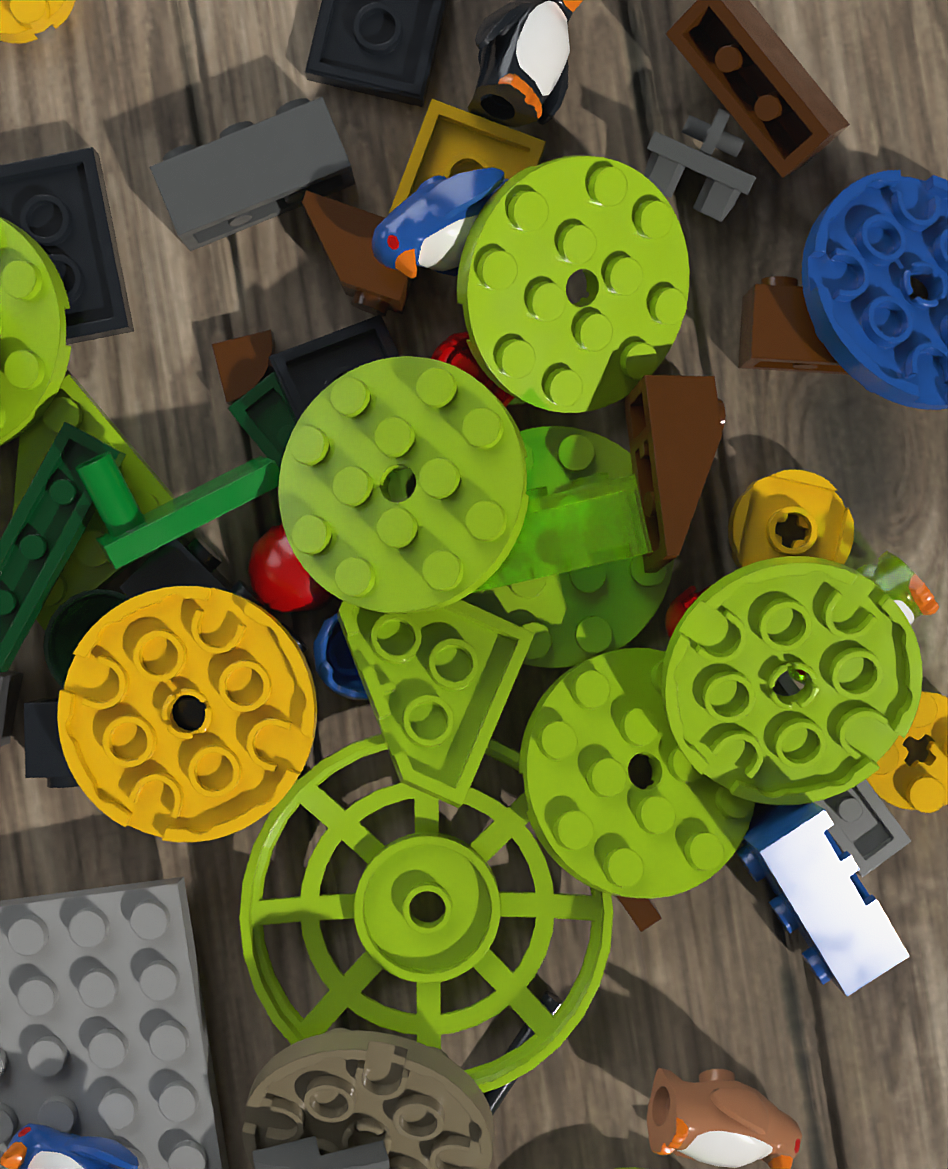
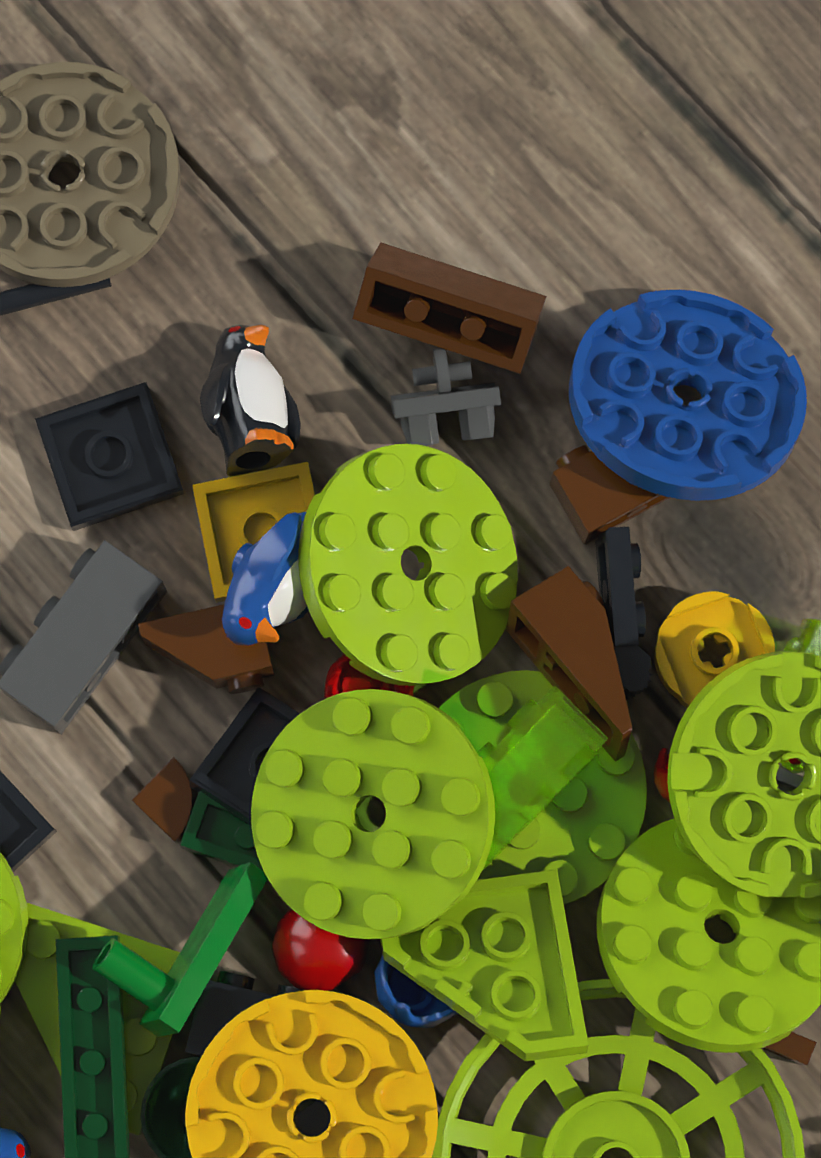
camera: 35 degrees left, 10 degrees down
(754, 406) = (617, 568): none -> black hinge

